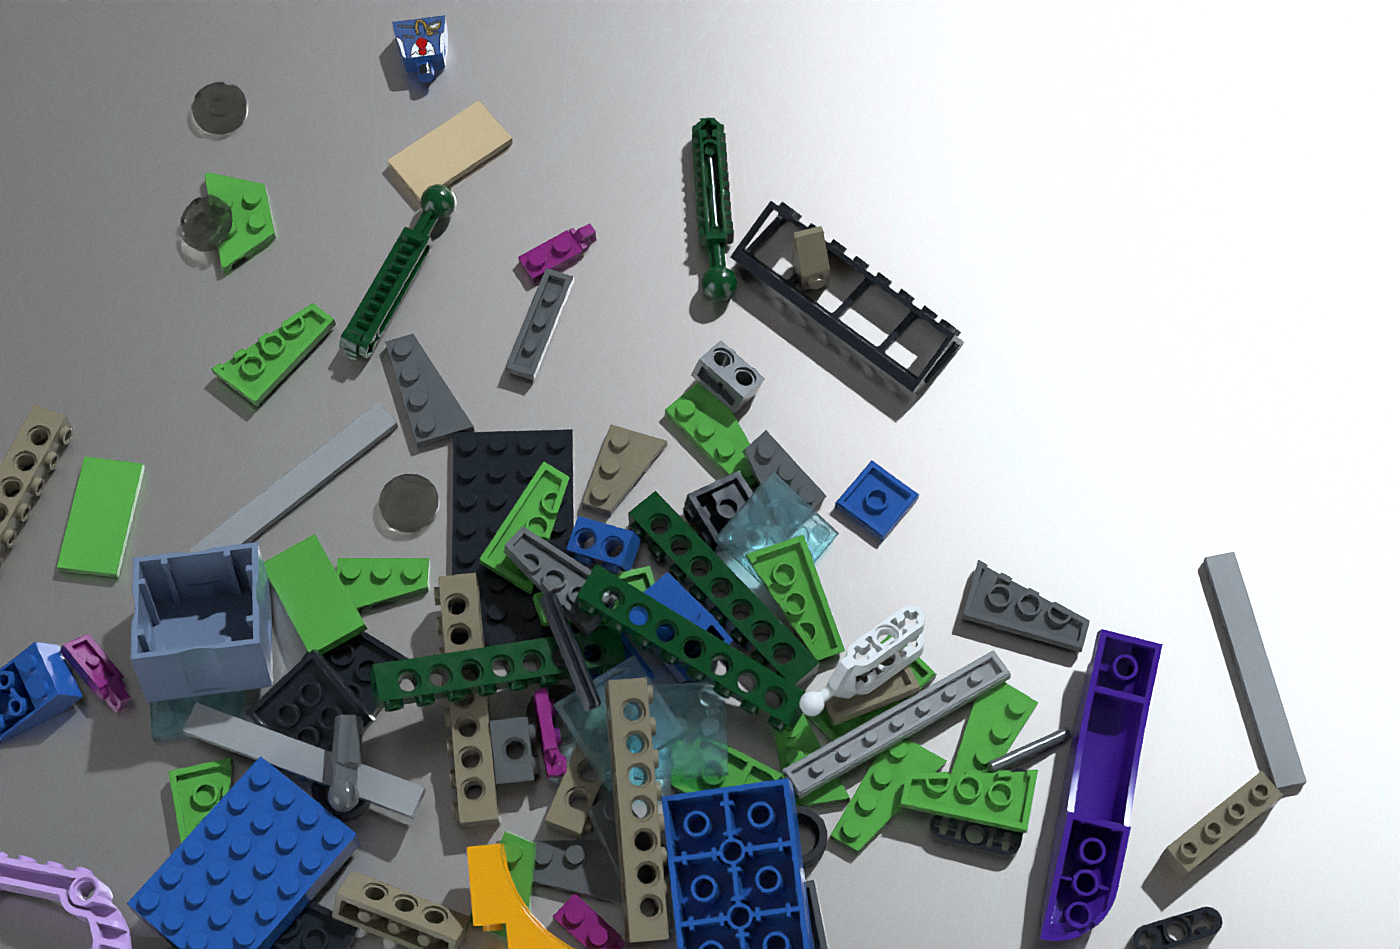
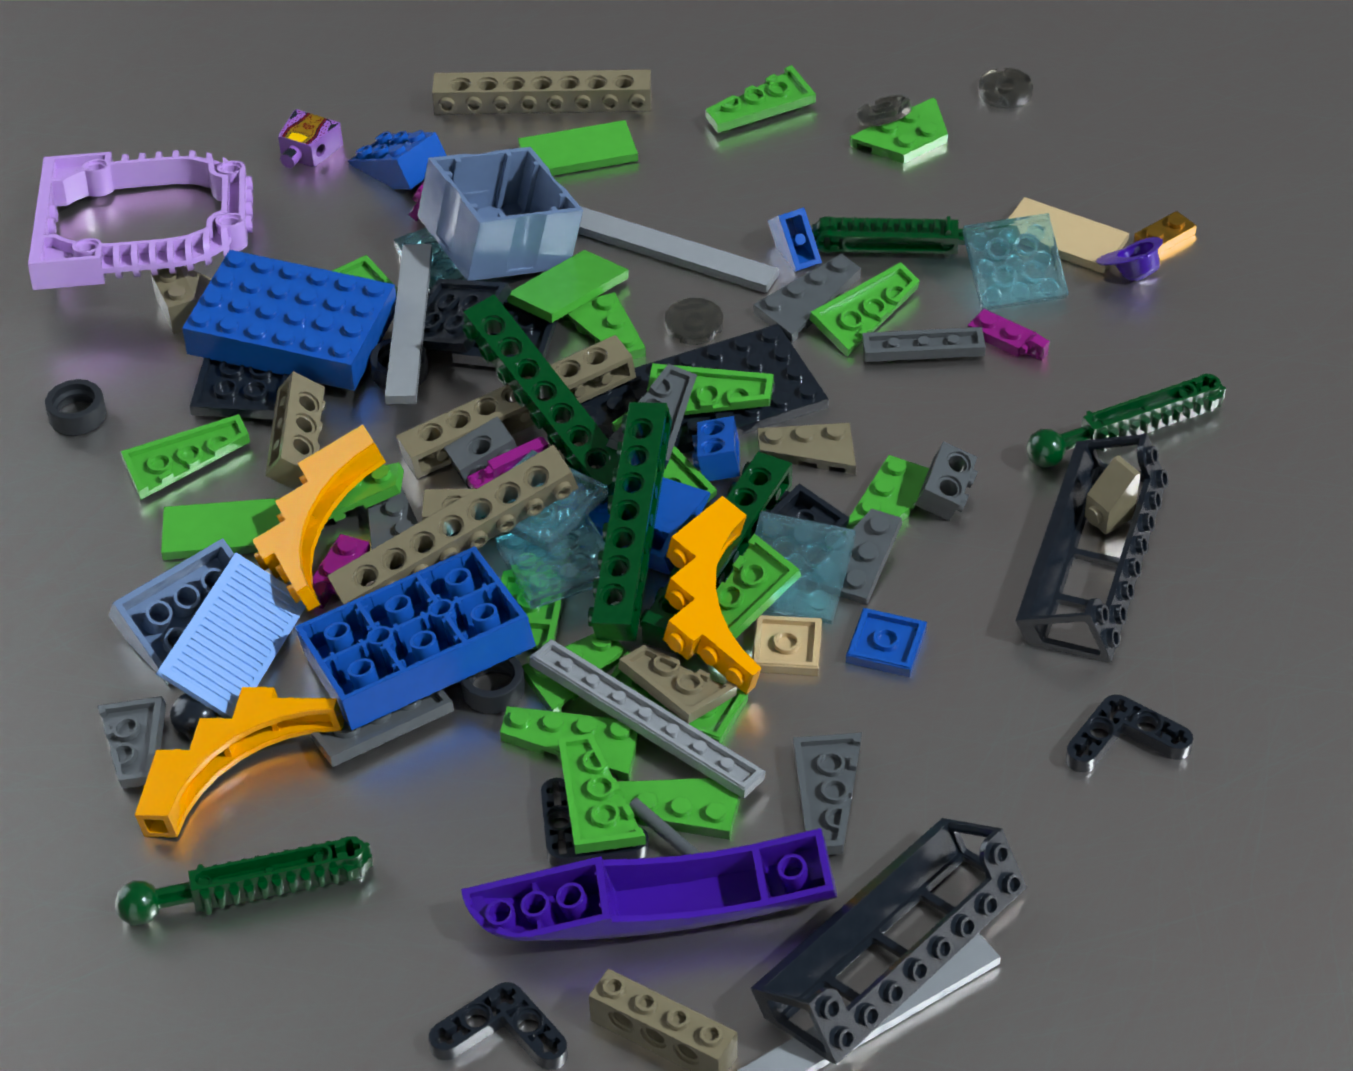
camera: 70 degrees right, 20 degrees down
(125, 320) = (770, 99): none -> bright green wing
(275, 355) = (775, 192): bright green wing -> none
(346, 760) = (412, 335): dark grey piece -> none
(347, 372) = (795, 239): none -> blue slope
(422, 45) = (1158, 179): torso -> none
(468, 352) = (864, 307): none -> bright green wing
(483, 205) = (1015, 261): none -> clear light blue plate
(489, 73) = (1171, 229): none -> pearl gold plate
(518, 110) = (1135, 260): none -> dark purple piece
(570, 651) = (594, 425): black axle -> none
(789, 629) = (692, 590): none -> light orange arch
(843, 679) = (682, 668): white piece -> none
(850, 579) = (787, 645): none -> tan tile
(1038, 360) = (1126, 723): none -> black beam
(1174, 638) = (808, 972): none -> black window

